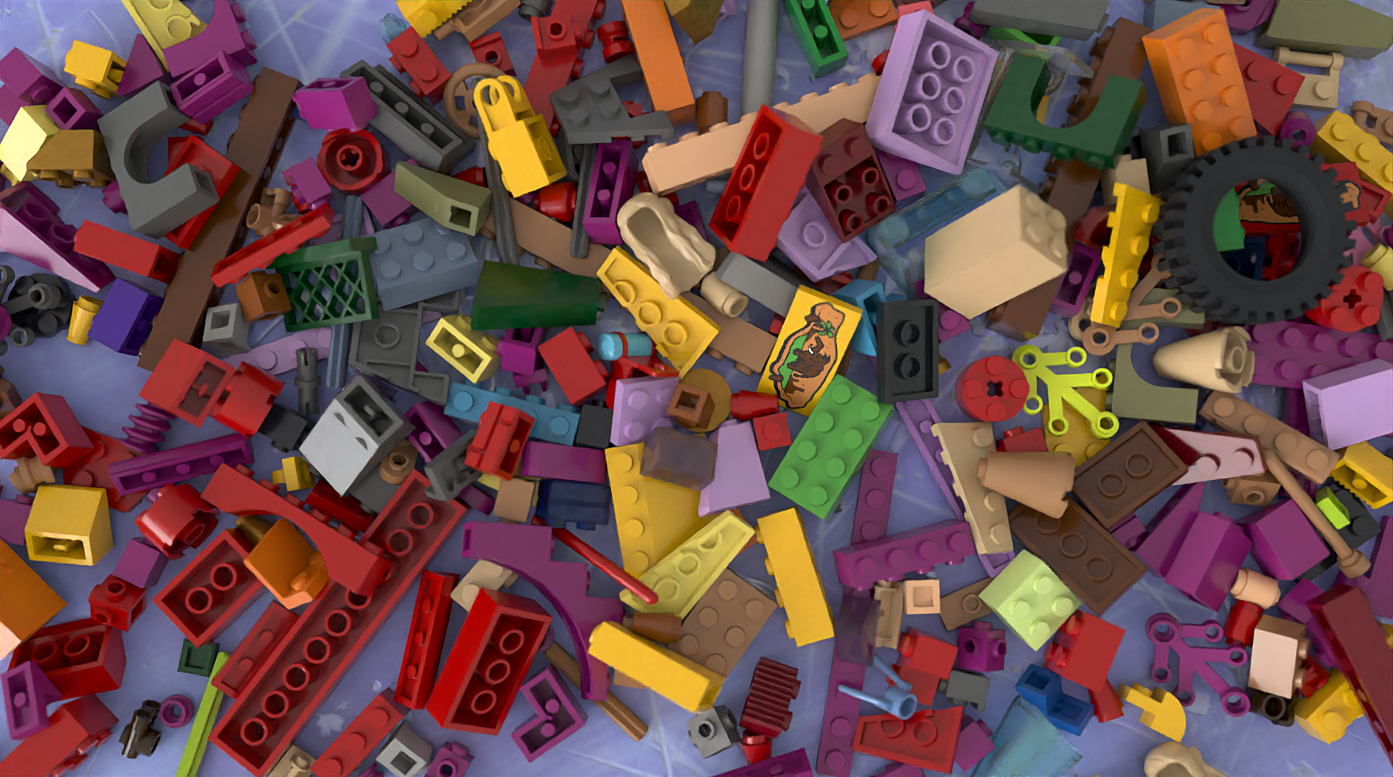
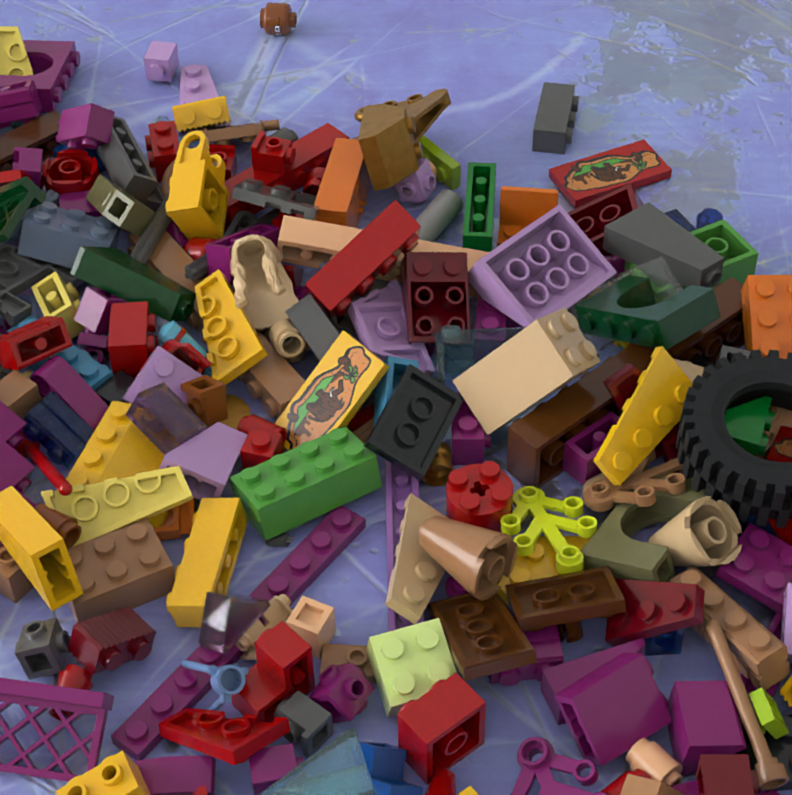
camera: 30 degrees right, 40 degrees down
(903, 553) = (316, 575): magenta brick -> none
(1252, 489) = (693, 654): medium nougat brick -> none

